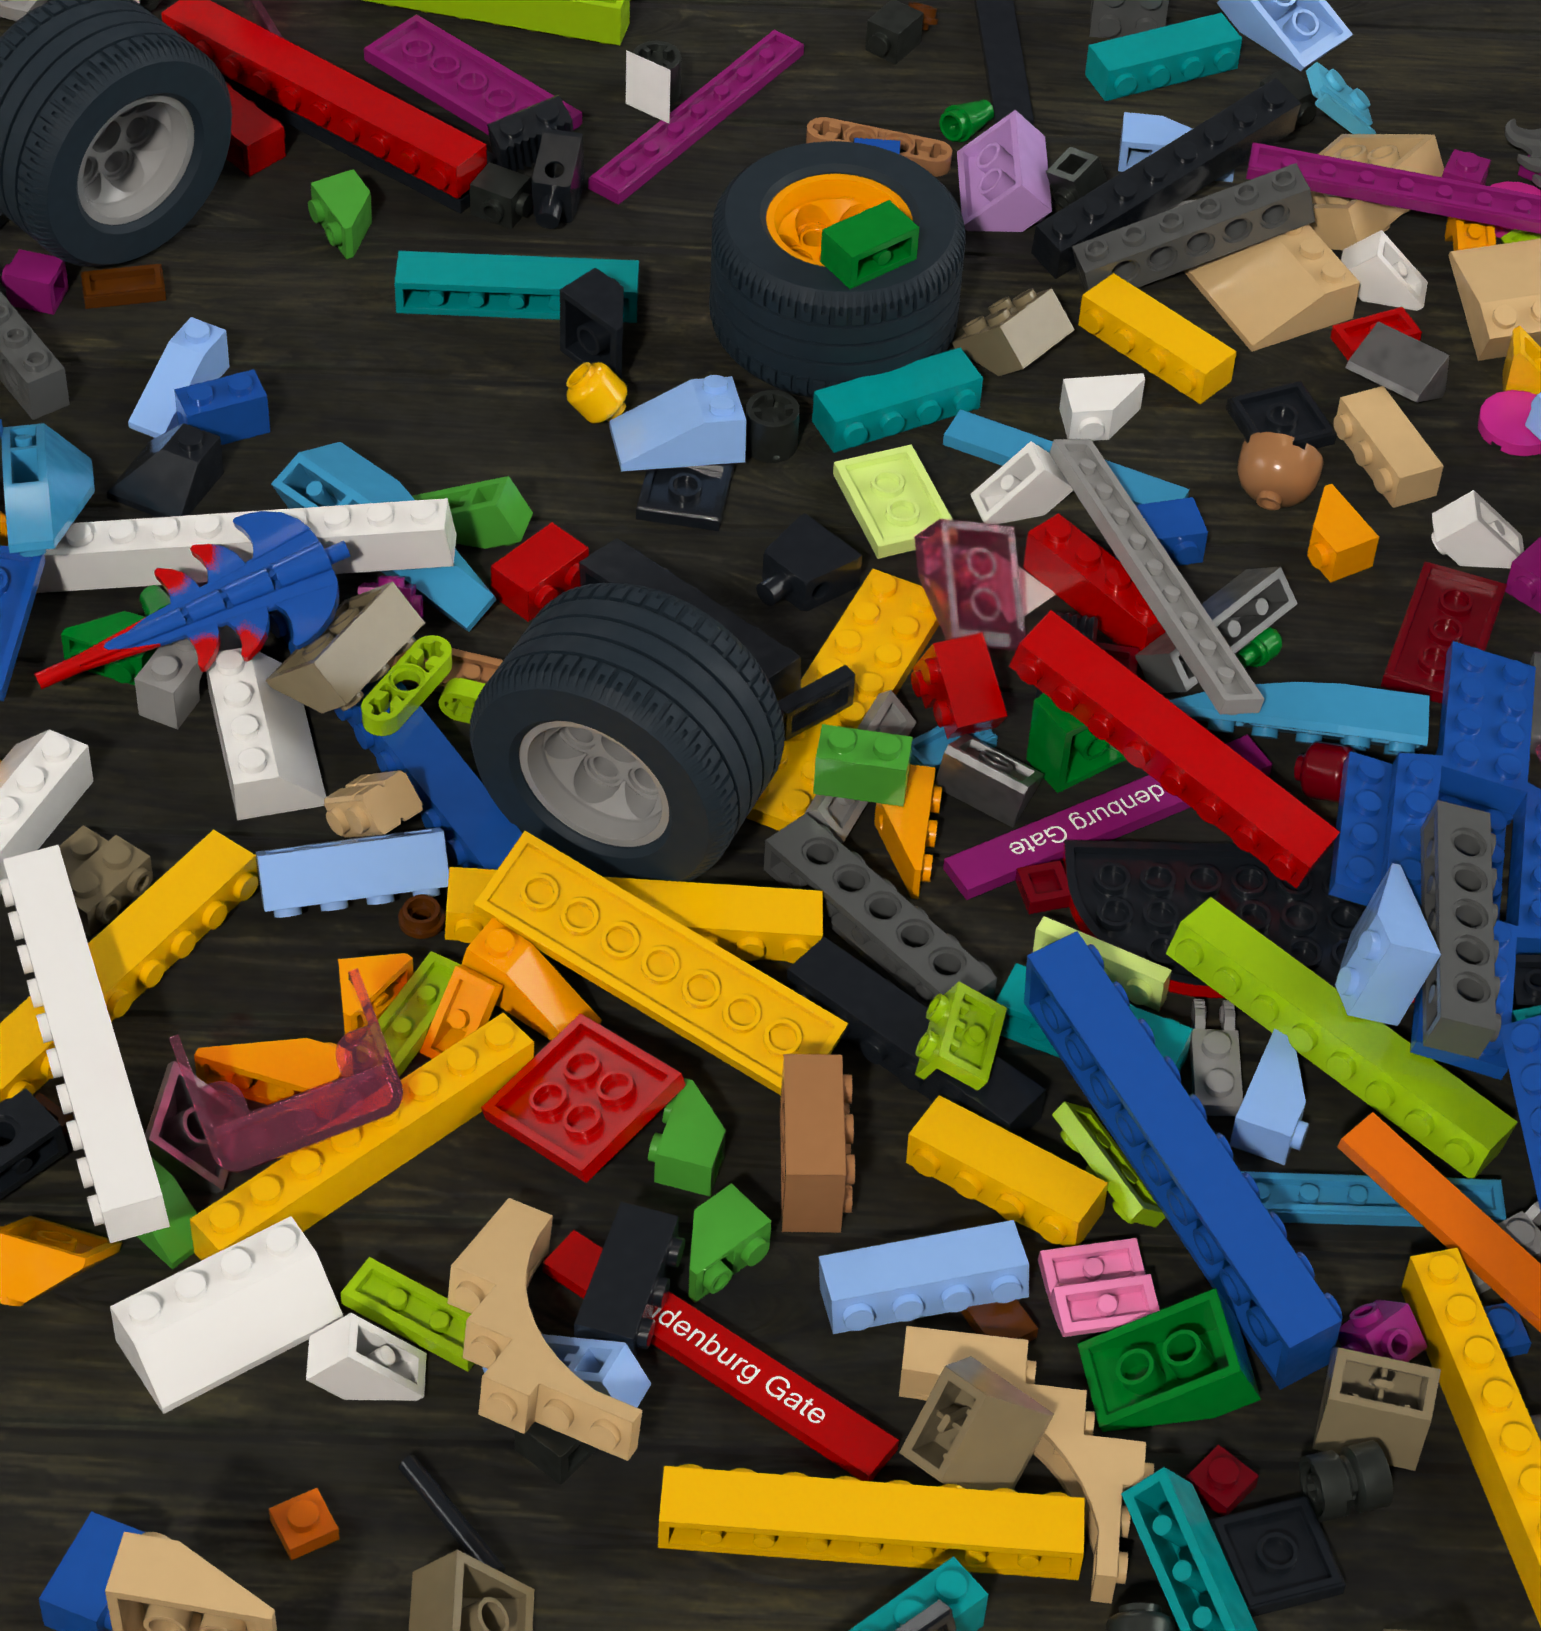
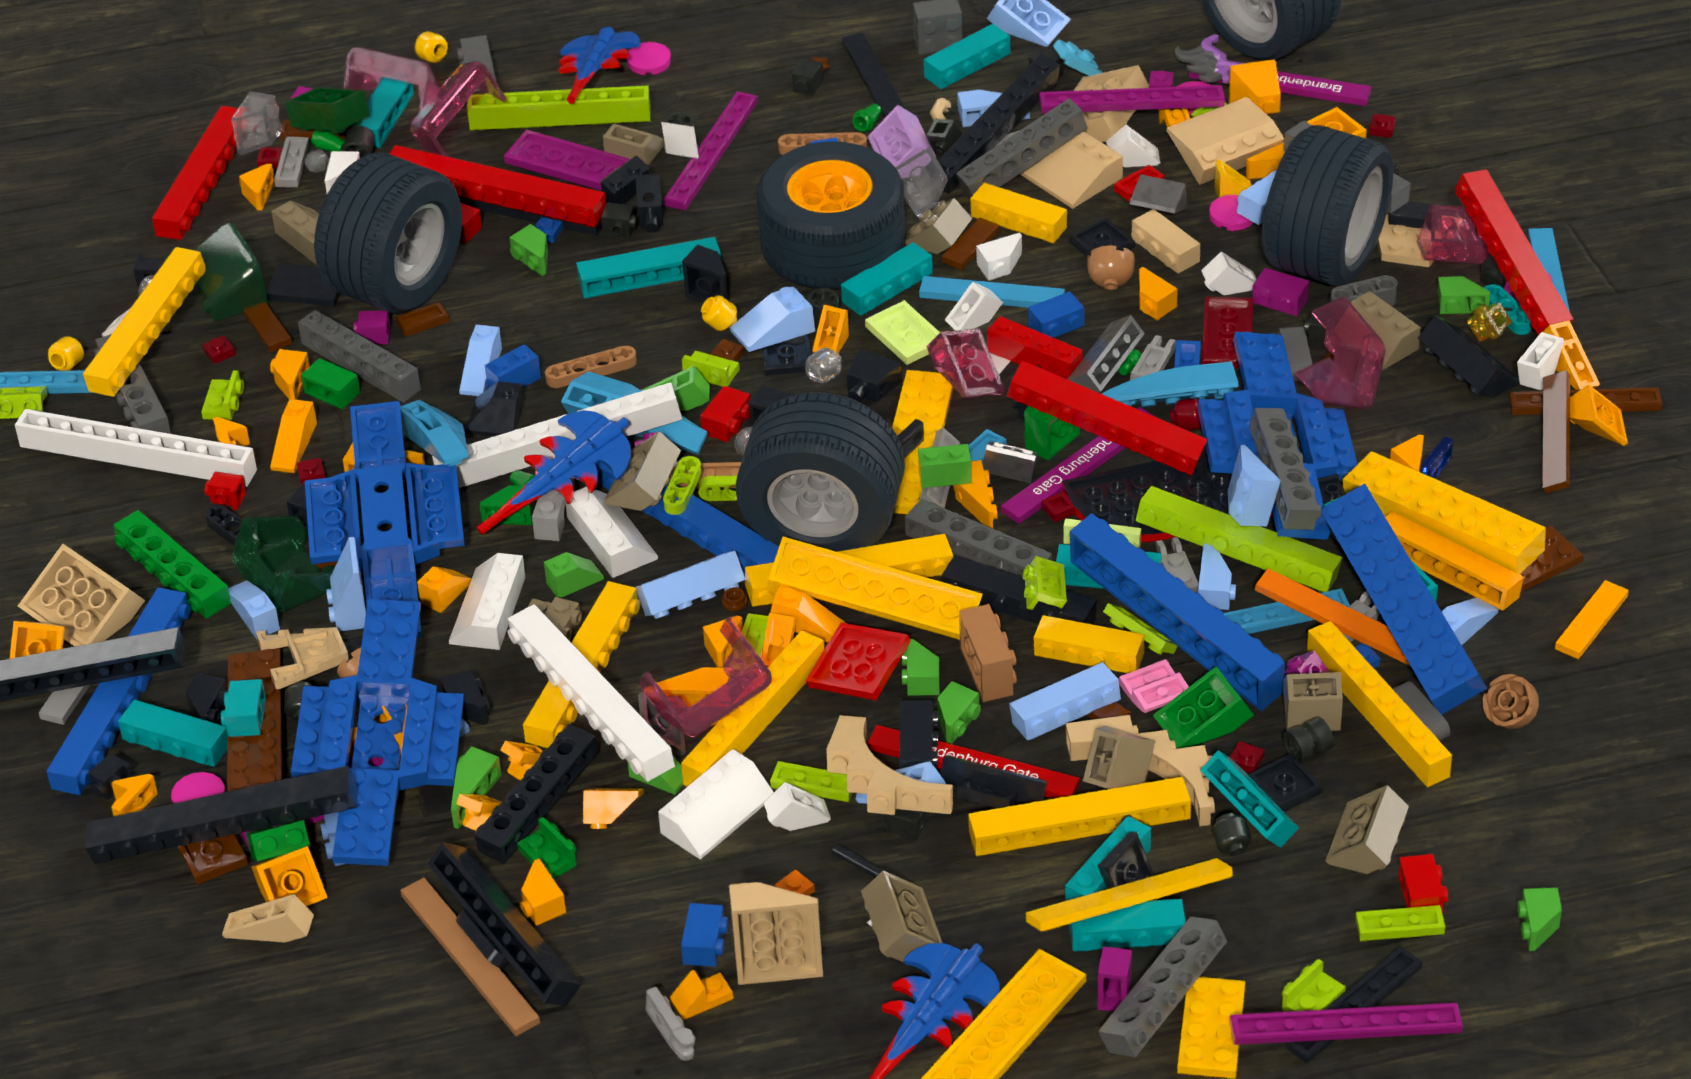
camera: 10 degrees left, 5 degrees down
(166, 796) = (570, 573): none -> bright green slope
(356, 428) = (557, 374): none -> medium nougat beam
(372, 804) = (688, 548): tan brick -> none
(386, 184) = (550, 227): none -> blue plate
(549, 484) = (712, 368): none -> lime bracket
(572, 76) = (632, 142): none -> dark tan slope
(588, 464) = (728, 350): none -> reddish brown plate
(732, 1414) = (991, 785): none -> black bracket
(734, 526) = (823, 365): none -> clear head
(770, 470) = (832, 329): none -> light orange slope
(869, 244) = (854, 194): green brick -> none
(960, 686) = (979, 415): red brick -> none
(1008, 246) = (922, 181): none -> clear slope
(1044, 379) = (965, 247): none -> reddish brown tile
(1090, 129) = (939, 107): none -> tan arm
(1157, 578) = (1065, 334): light grey plate -> none
(1300, 652) = (1153, 358): none -> light grey hinge
(1360, 660) = (1187, 353): none -> blue plate

